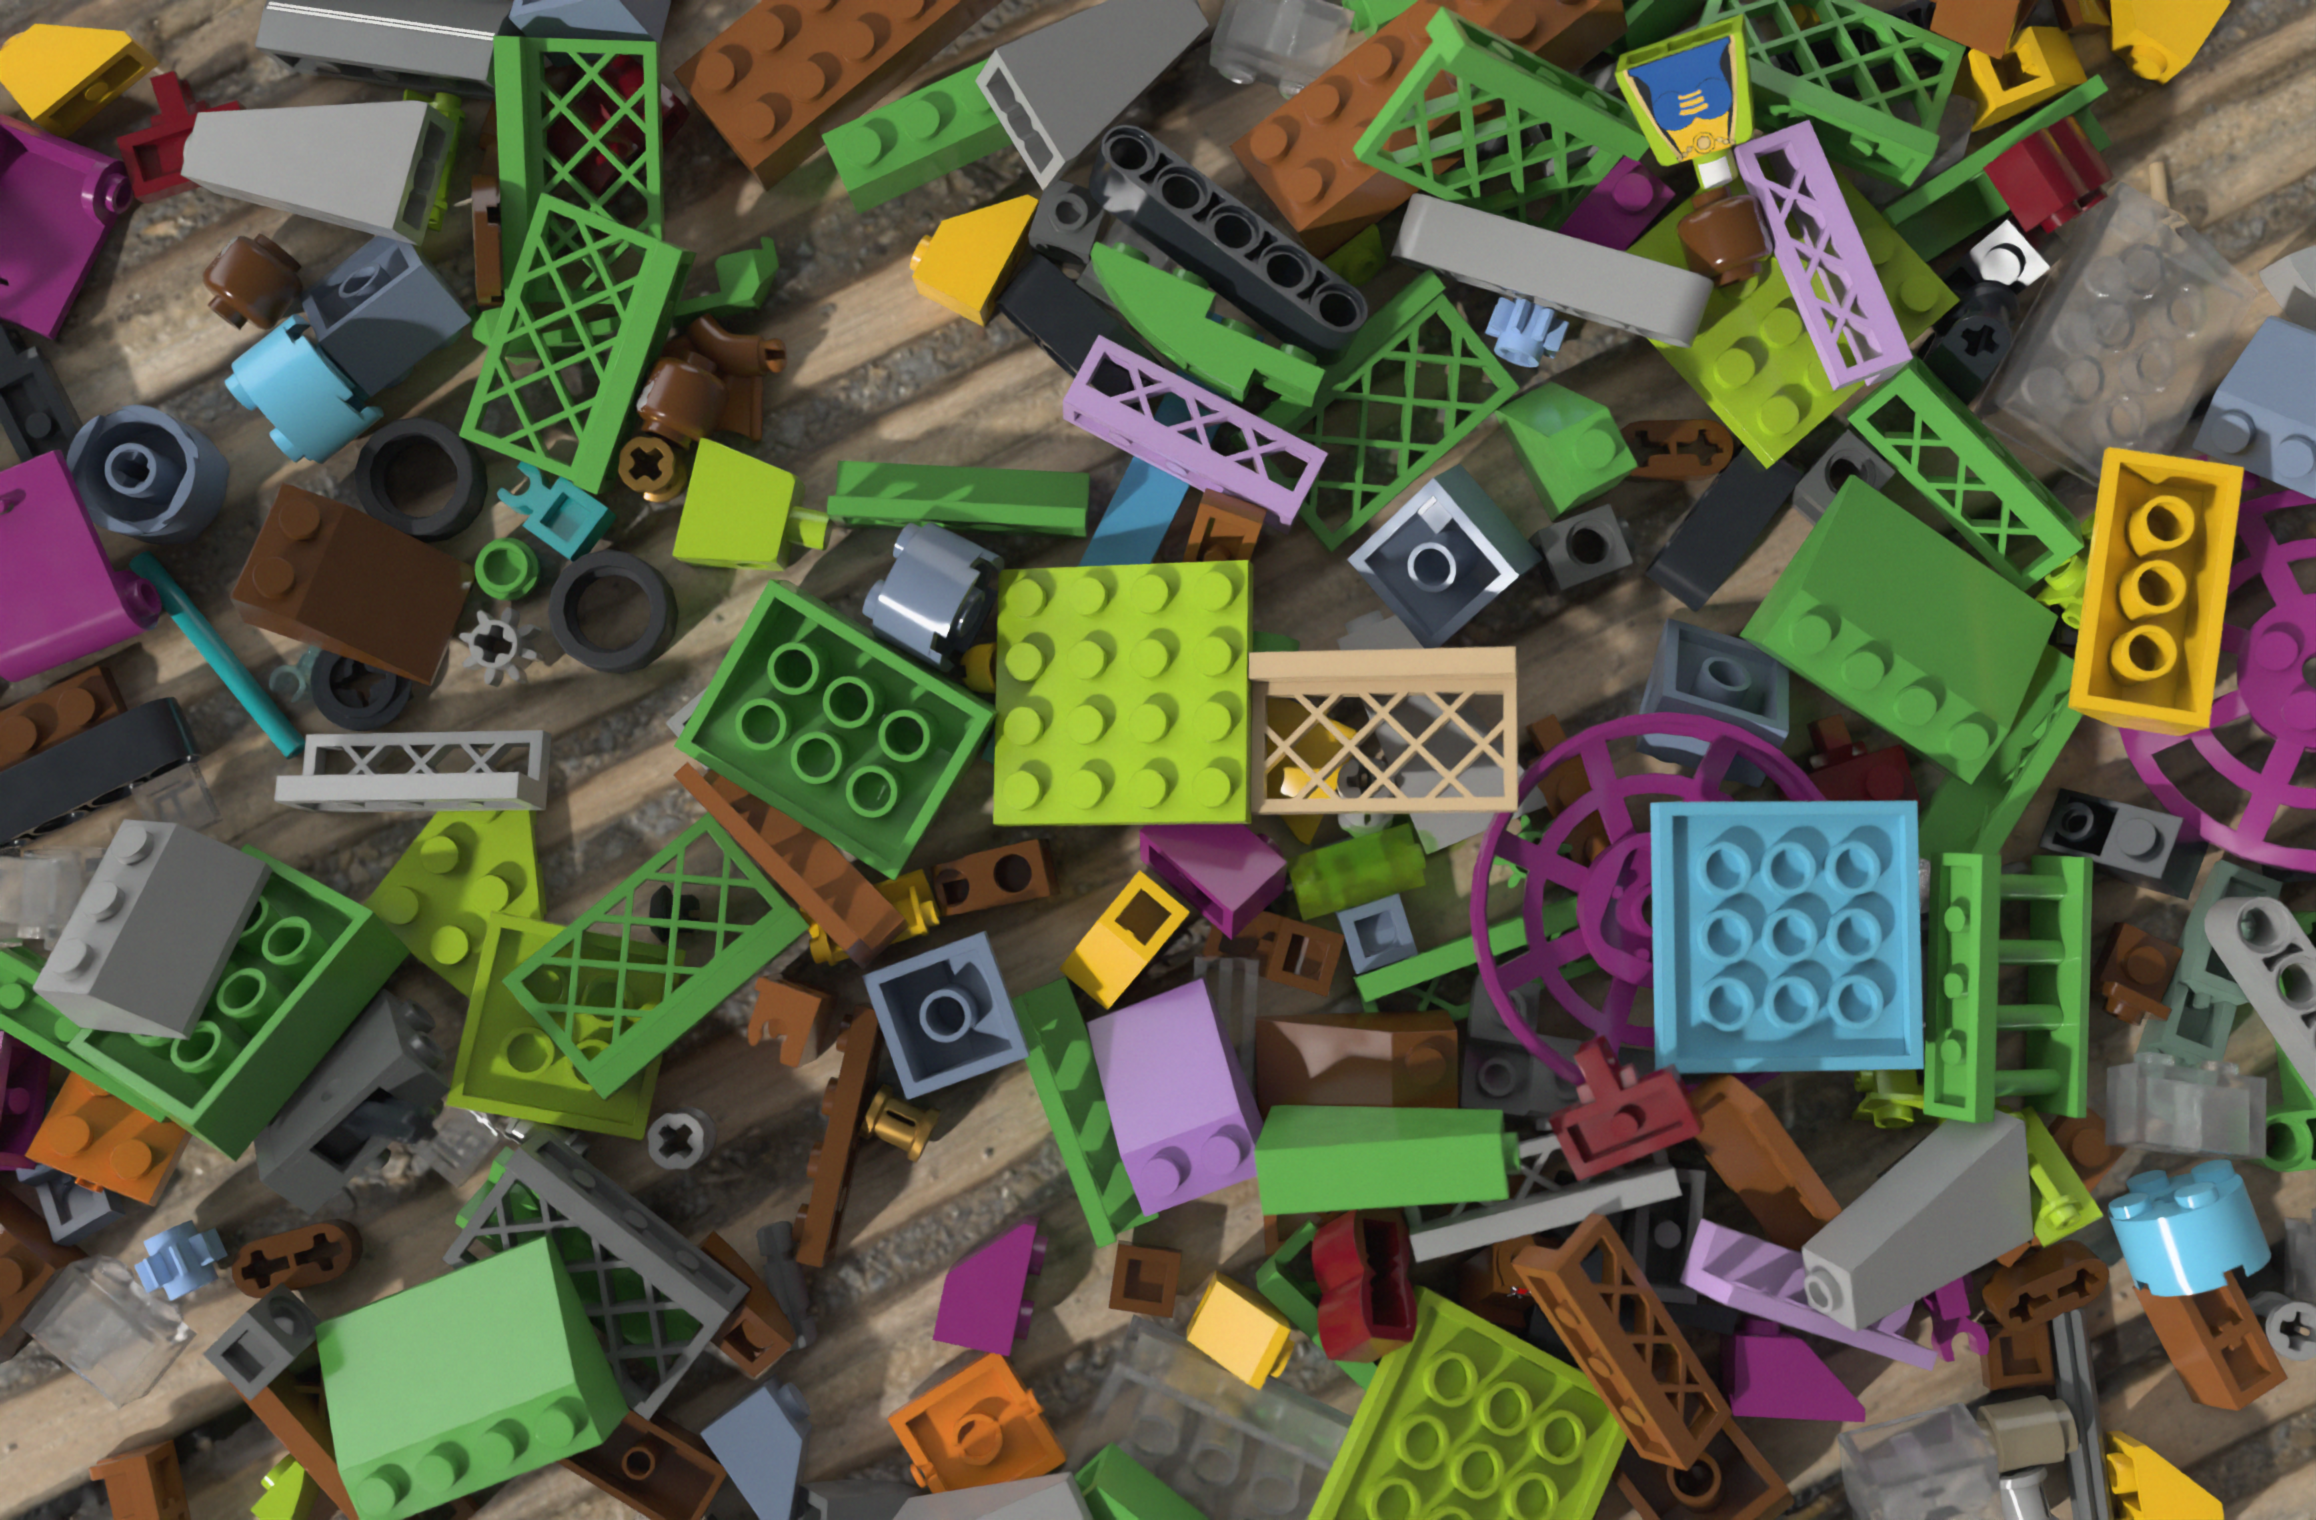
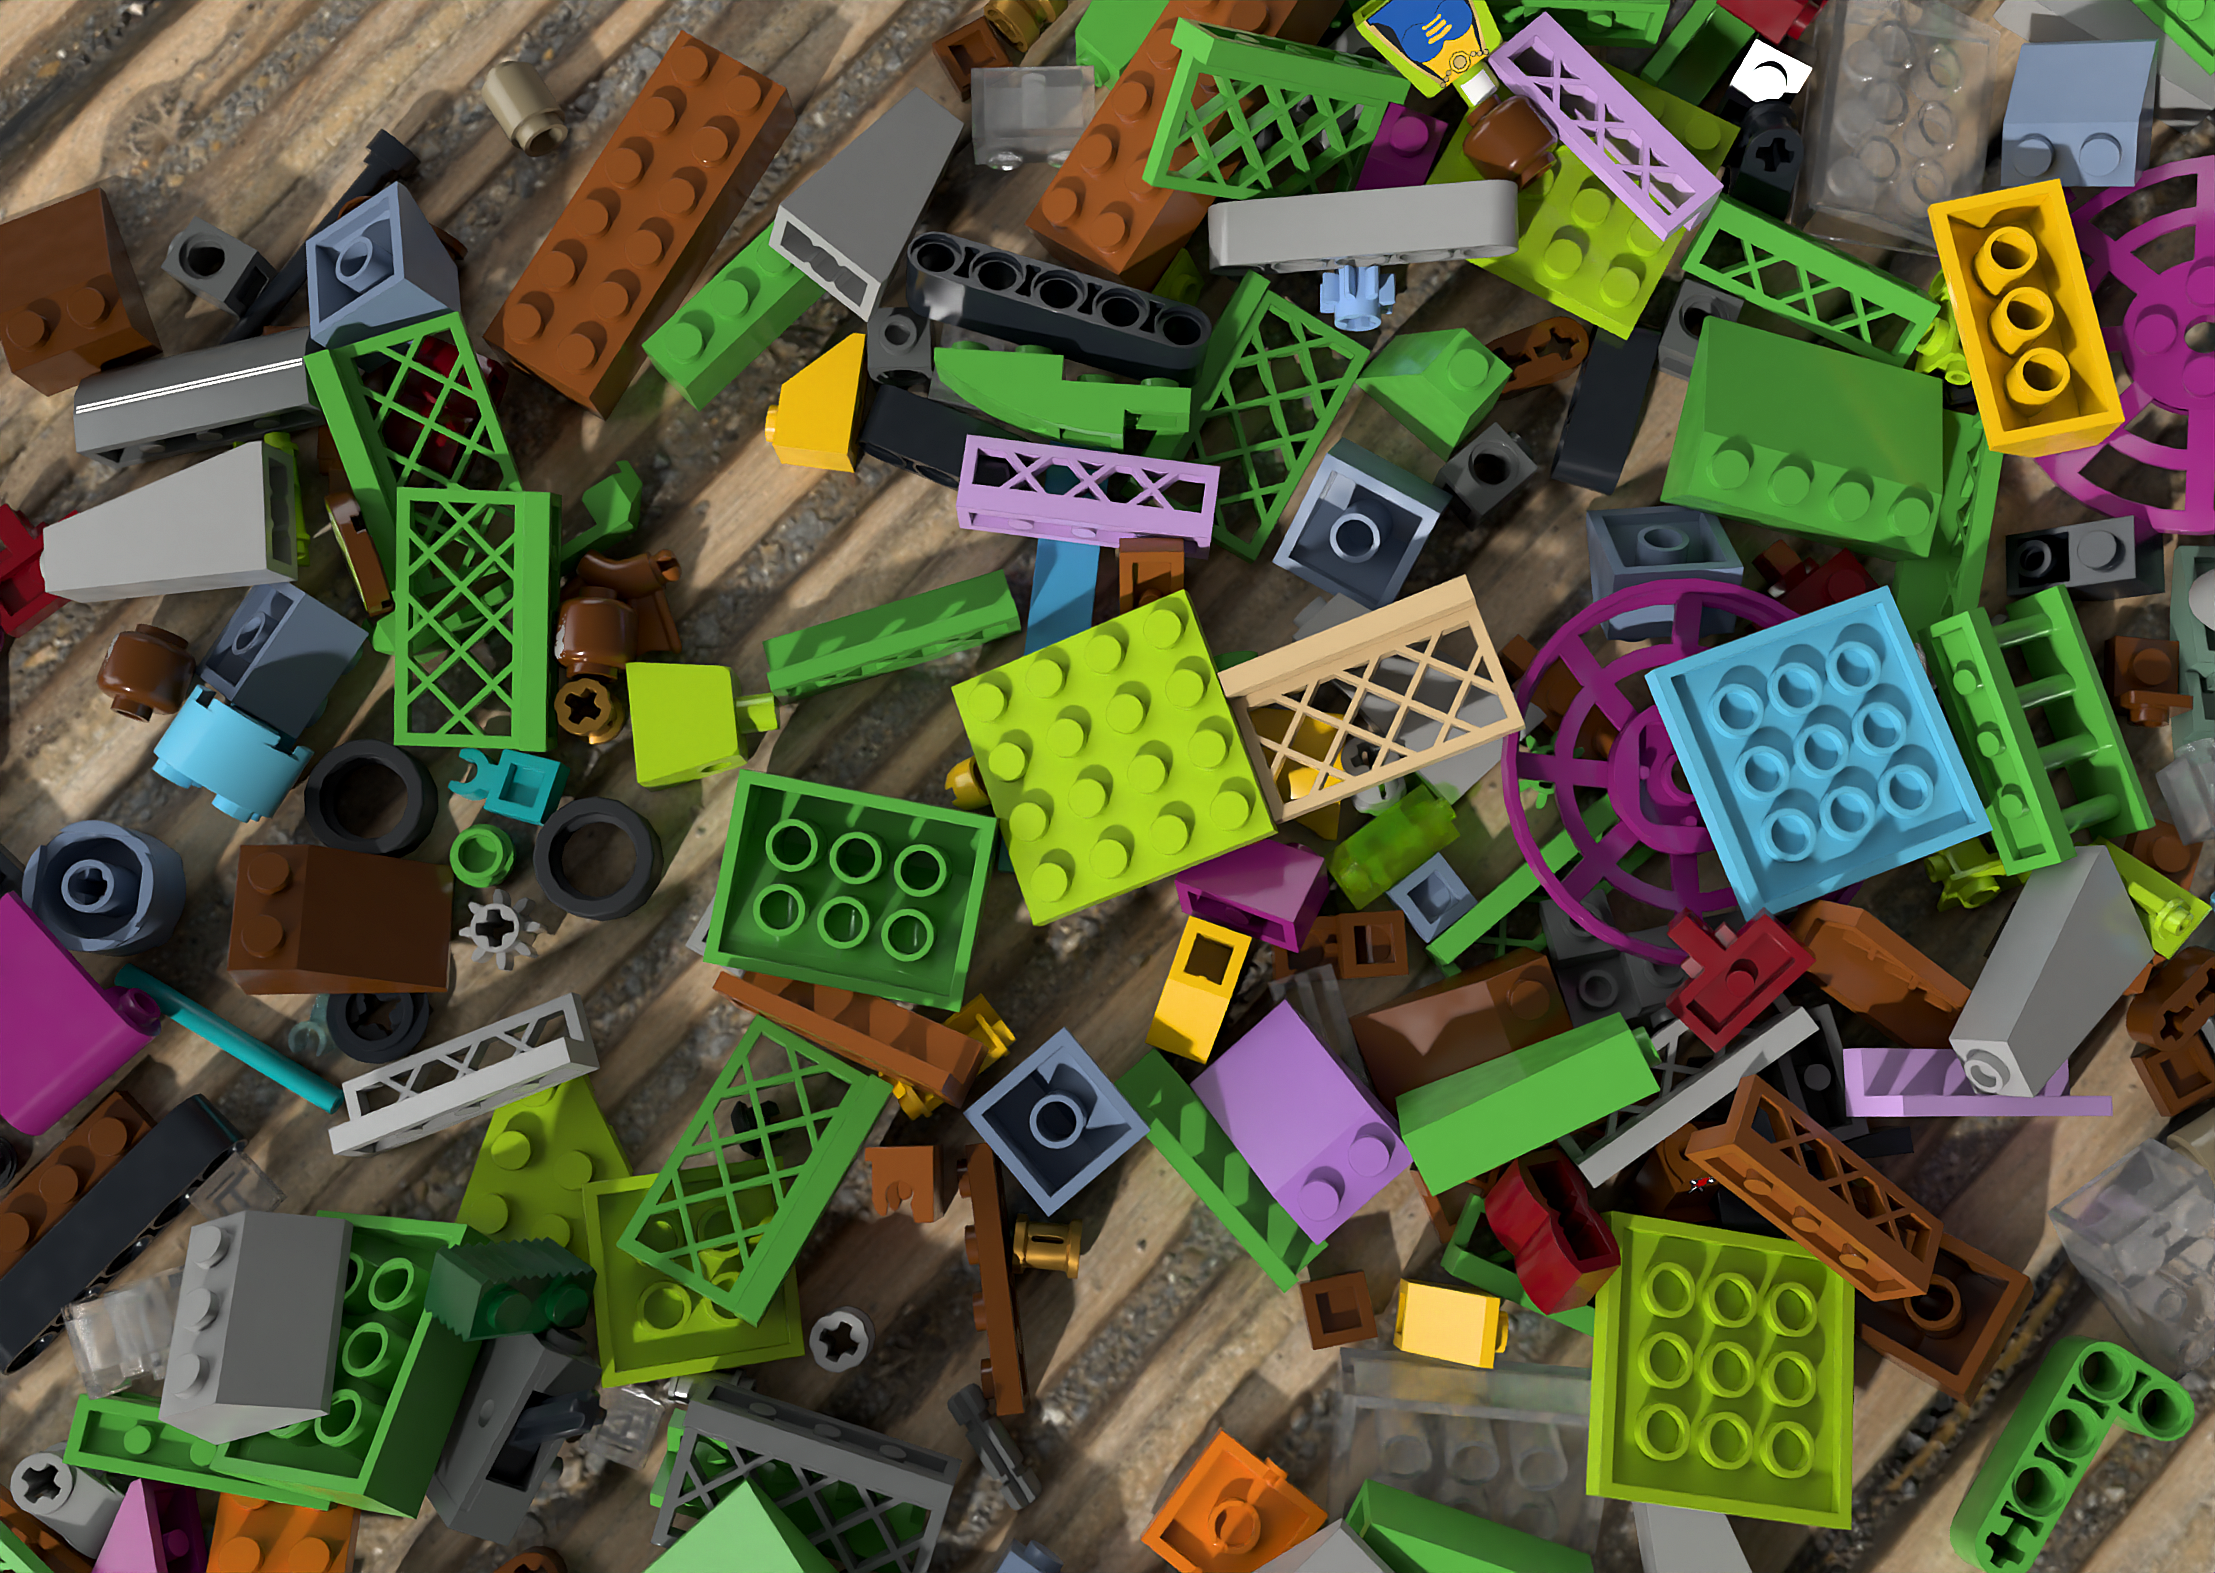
camera: 20 degrees left, 5 degrees down
(390, 985) = (509, 1289): none -> dark green brick
(757, 1327) = (982, 1495): reddish brown slope -> none
(933, 594) = (899, 730): sand blue brick -> none
(986, 1288) = (1190, 1375): magenta slope -> none
(996, 877) = (1052, 977): reddish brown leg -> none
(1779, 1376) = (1972, 1174): magenta slope -> none
(1948, 1315) = (2103, 1058): magenta plate -> none

